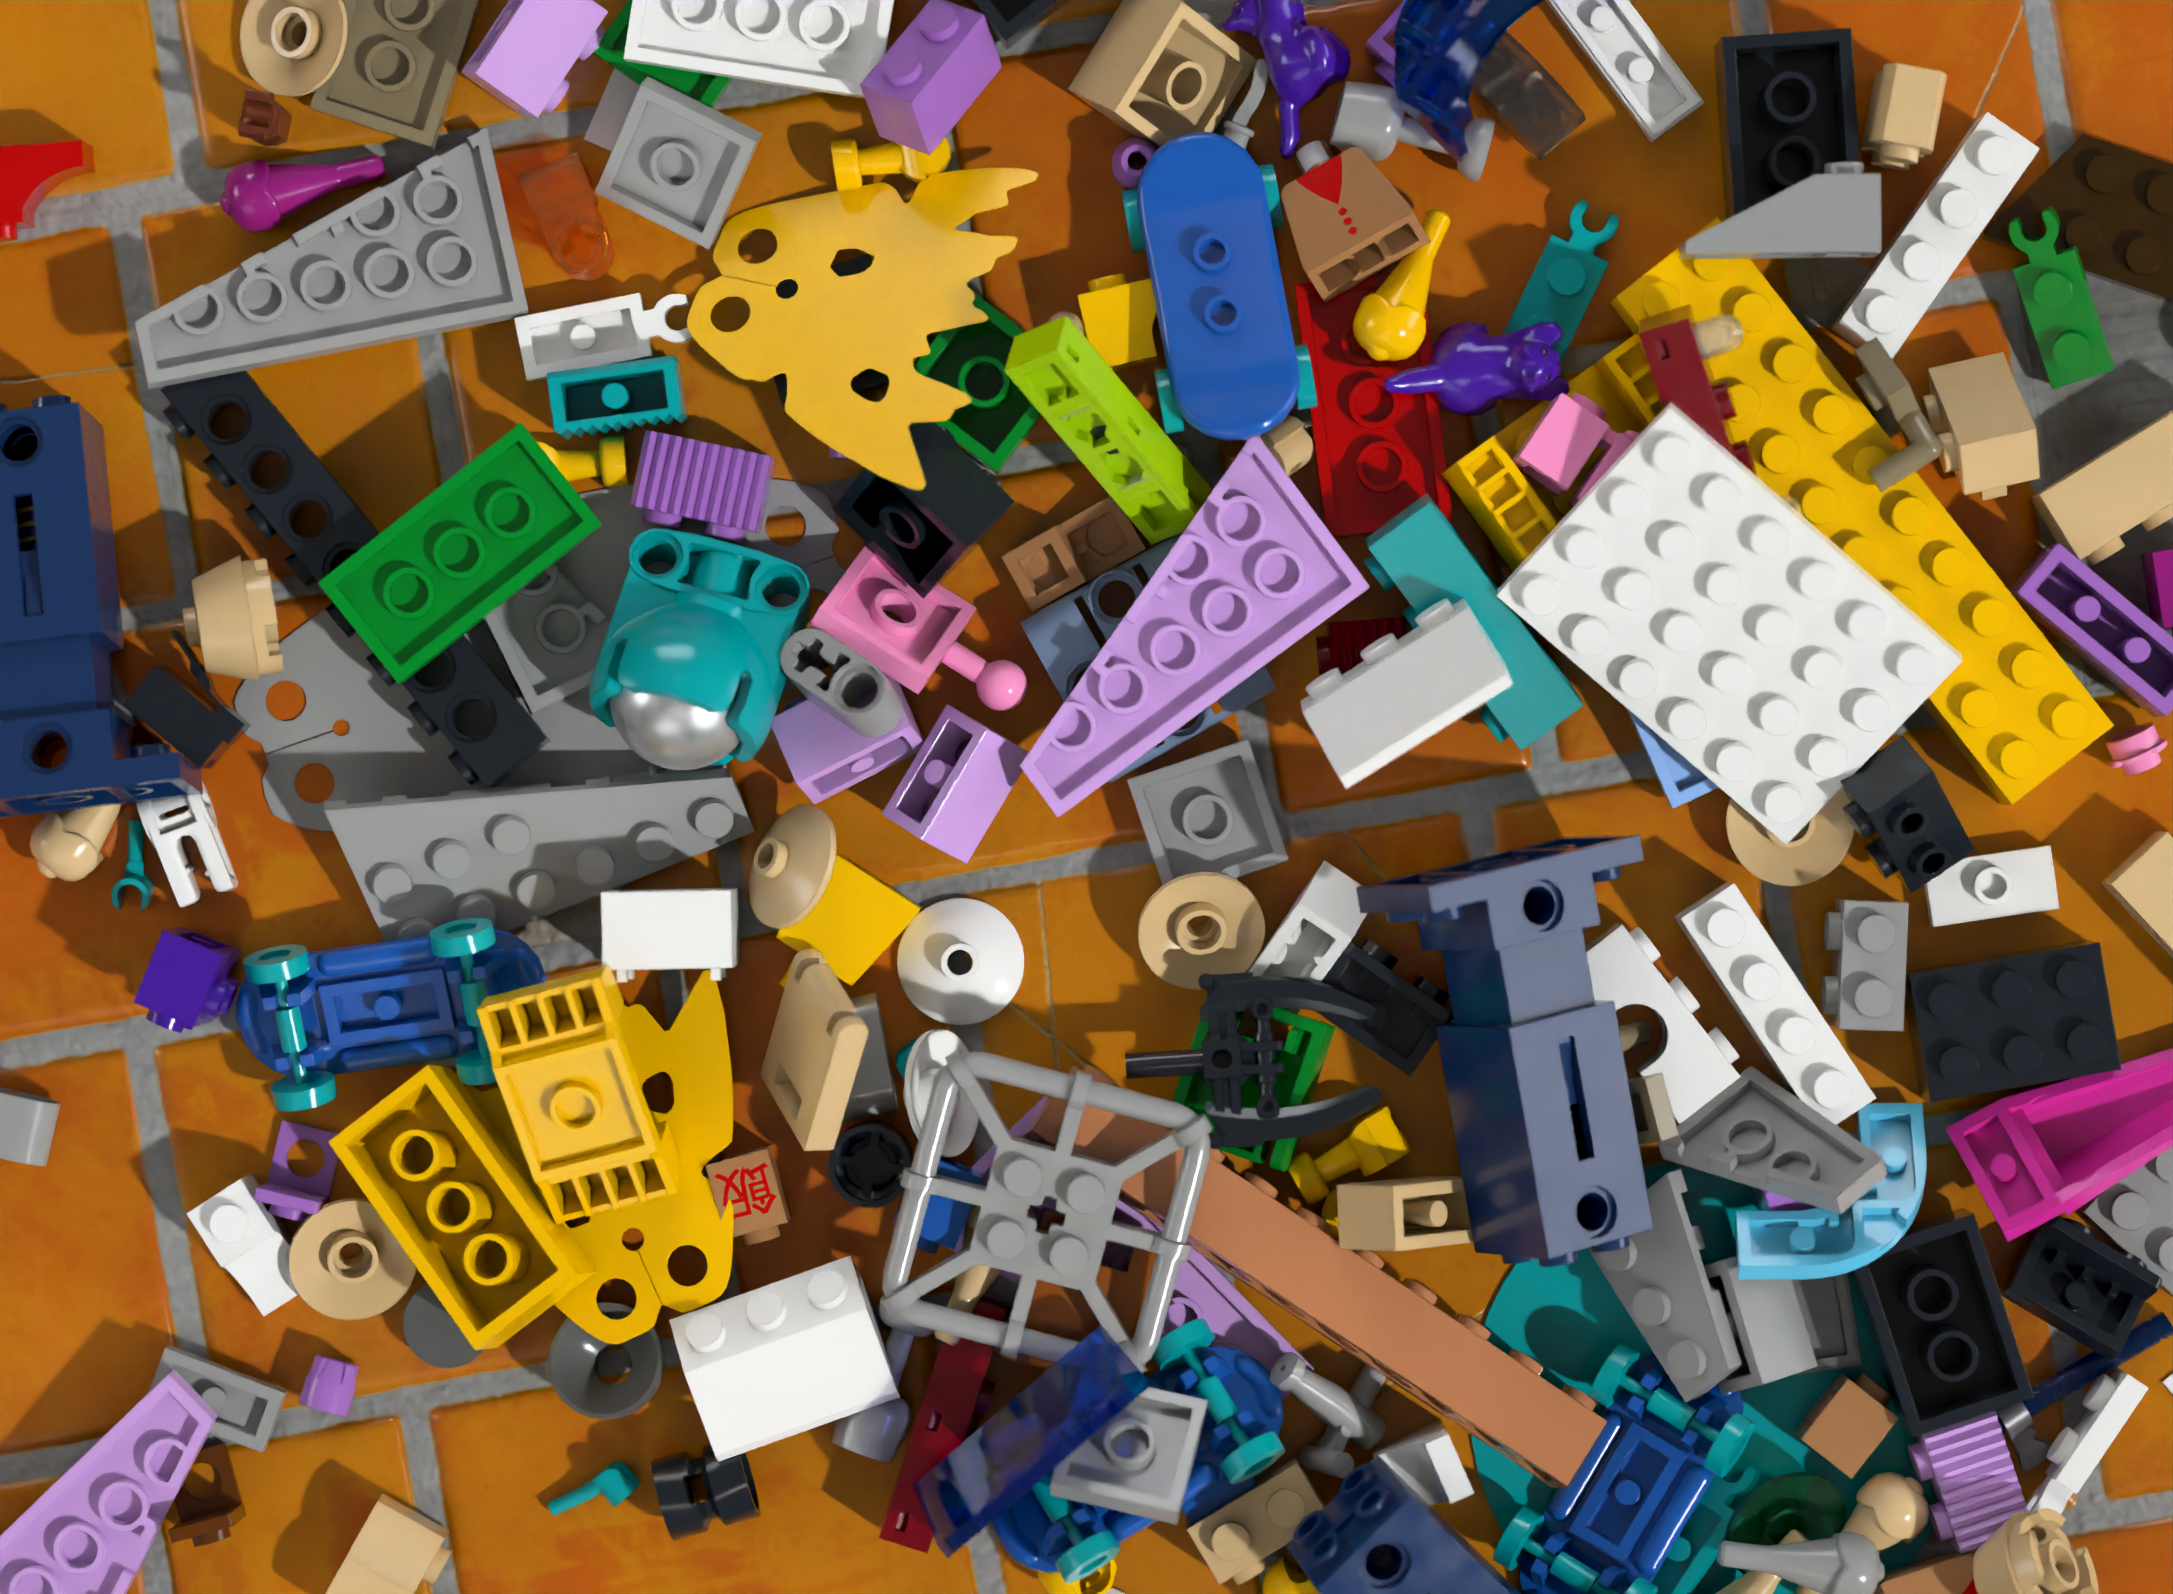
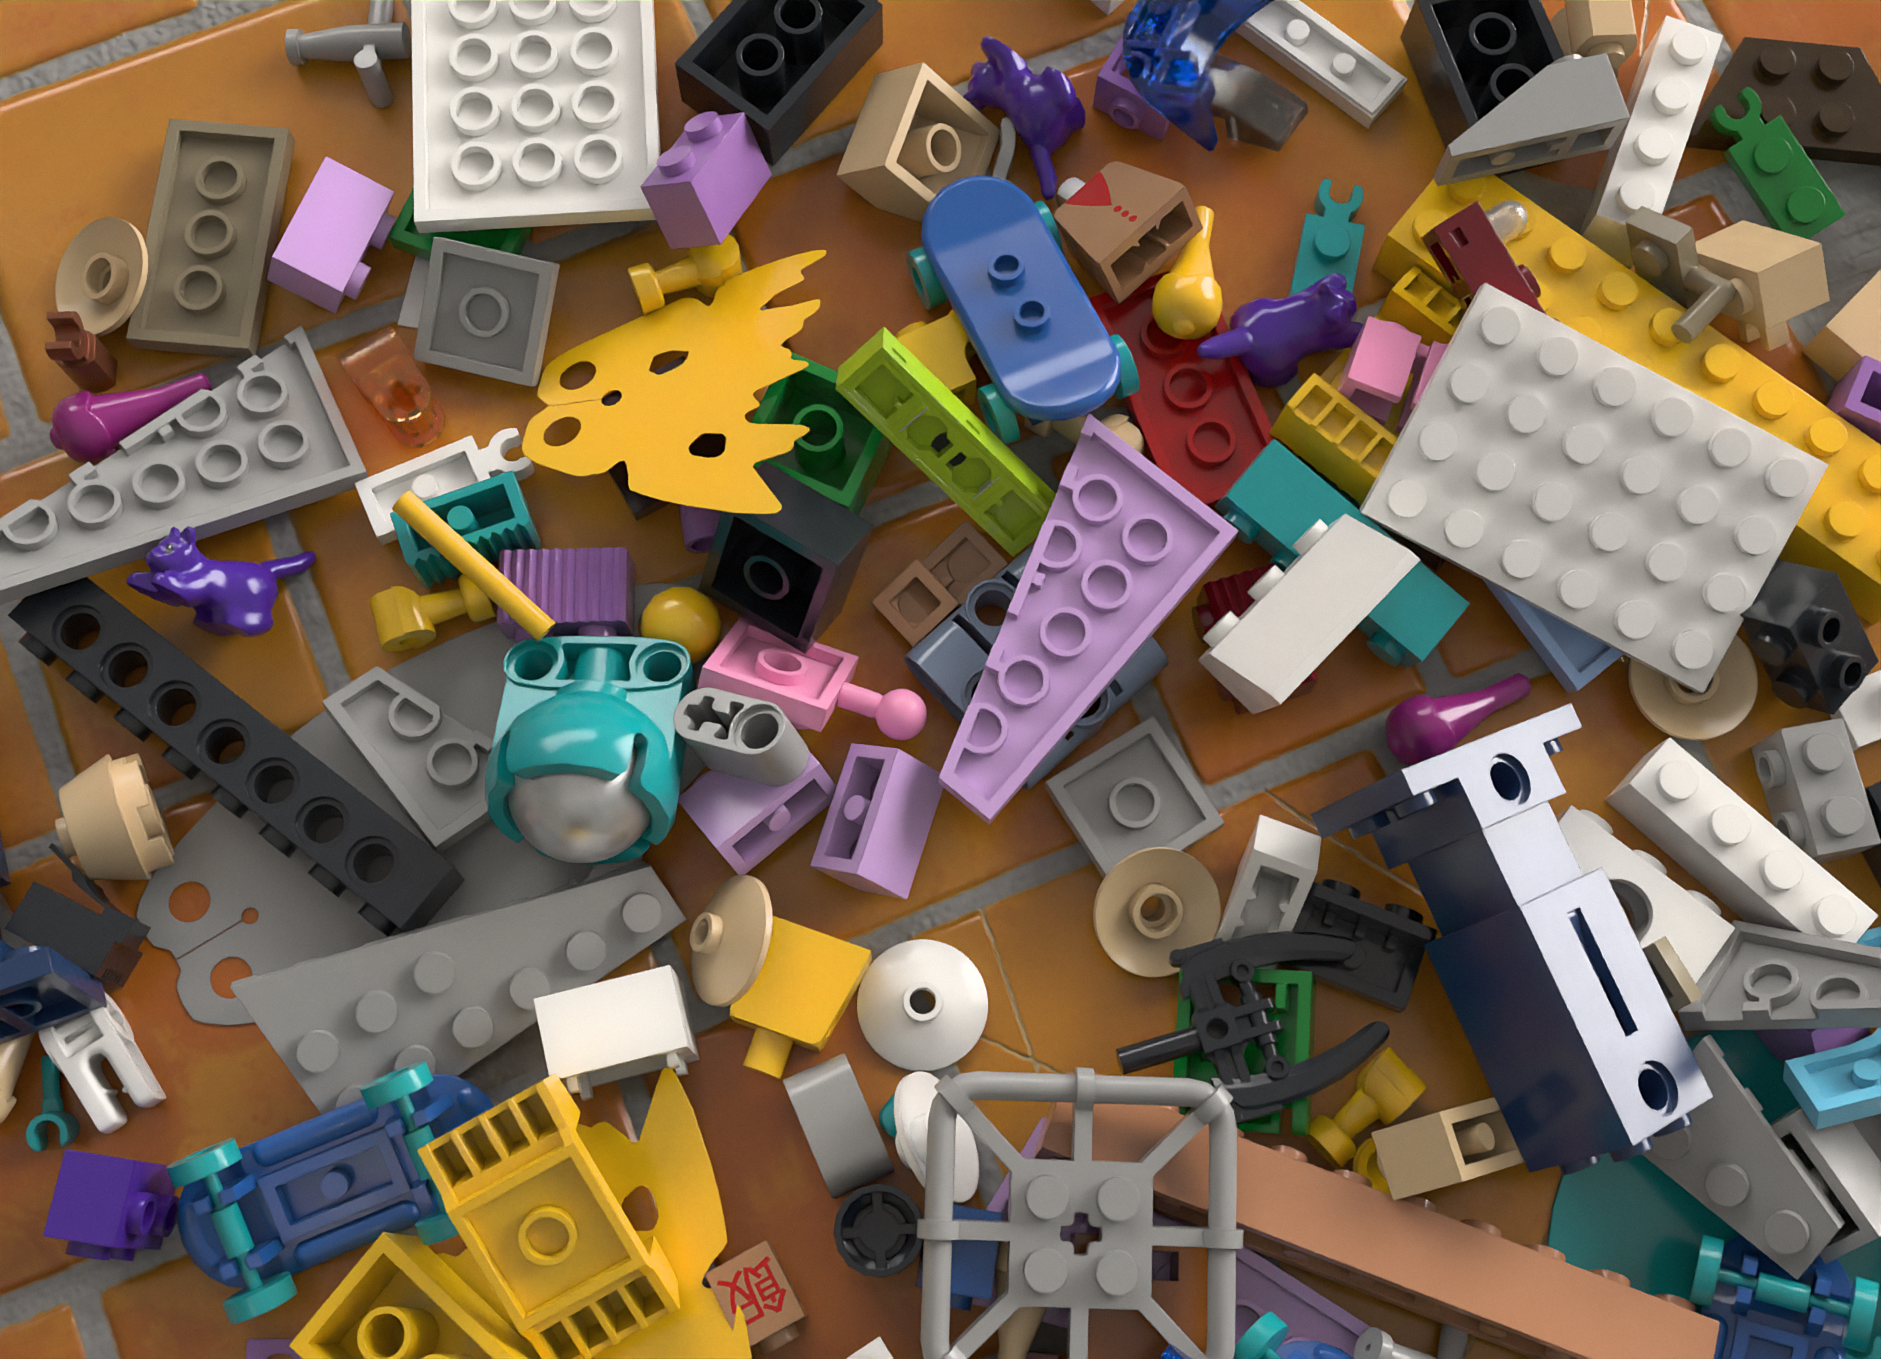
camera: 20 degrees left, 15 degrees down
(369, 410) = (224, 594): none -> dark purple animal
(460, 553) = (330, 701): green plate -> none
(619, 451) = (473, 565): none -> yellow piece
(809, 537) = (683, 617): none -> yellow piece
(814, 1052) = (794, 1121): tan container -> none
(1123, 174) = (907, 230): medium lavender hose -> none
(1375, 121) = (1126, 140): light grey piece -> none
(1513, 812) = (1431, 726): none -> magenta piece

